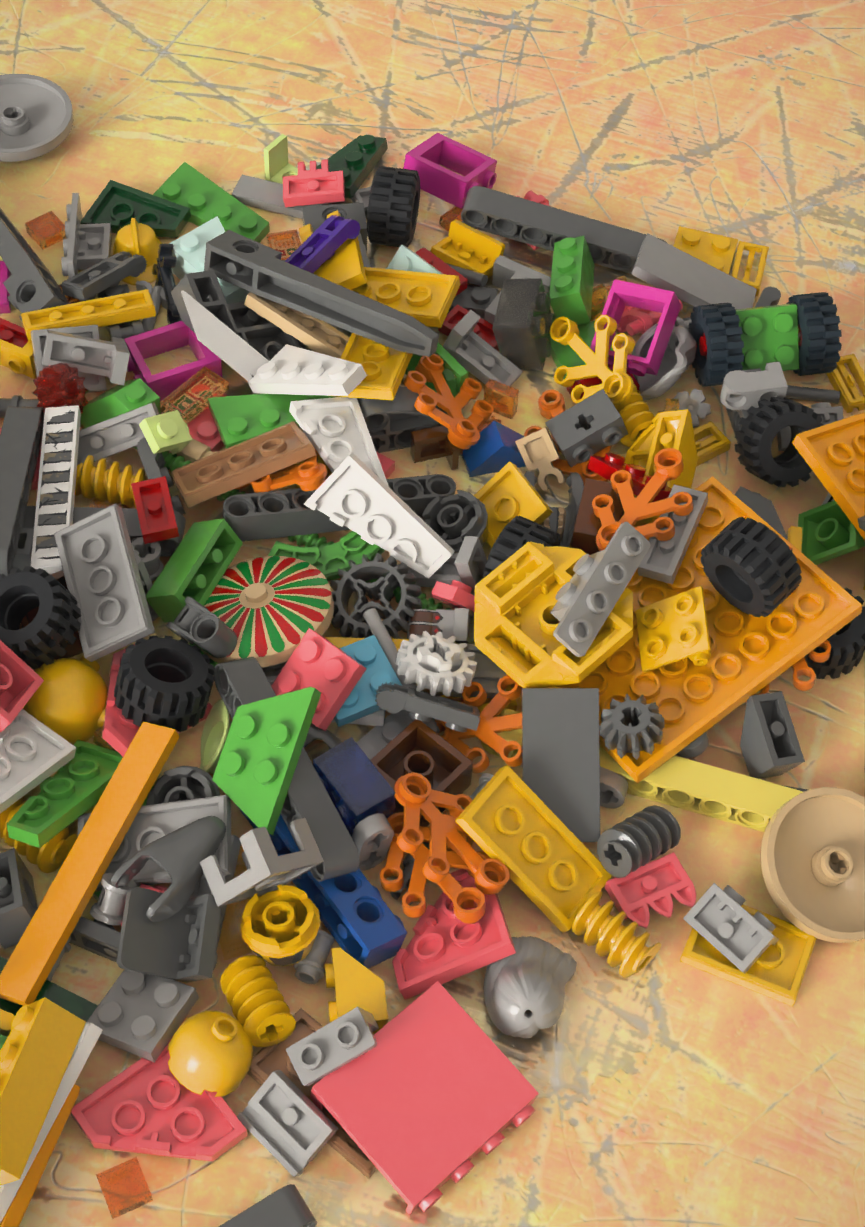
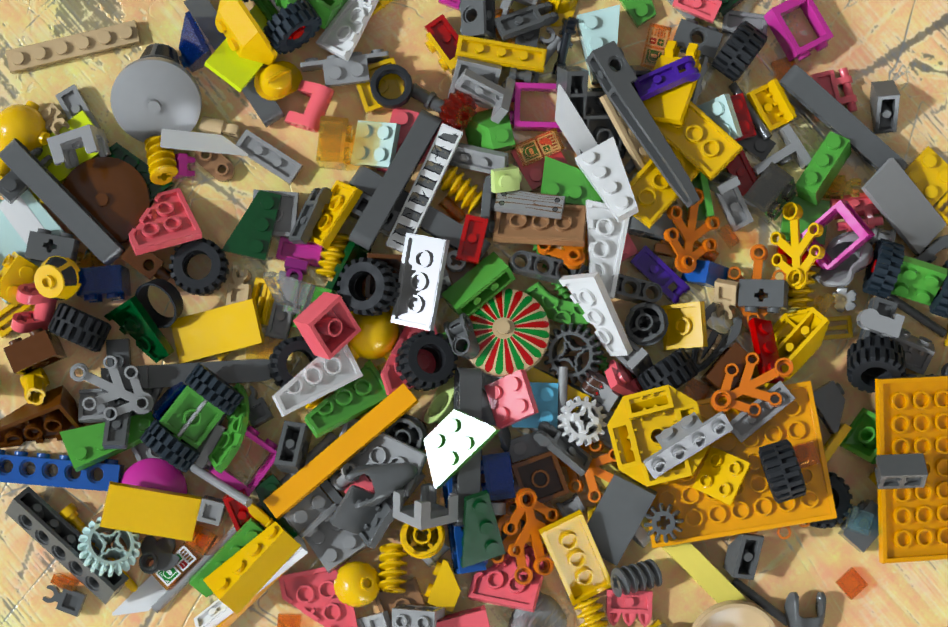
camera: 30 degrees right, 30 degrees up
(81, 978) = (310, 513): none -> light grey bracket
(214, 448) = (530, 204): none -> light grey tile
(370, 864) = (481, 533): none -> dark green wing
(414, 463) = (657, 271): none -> dark purple plate
(601, 201) = (884, 106): none -> dark grey slope

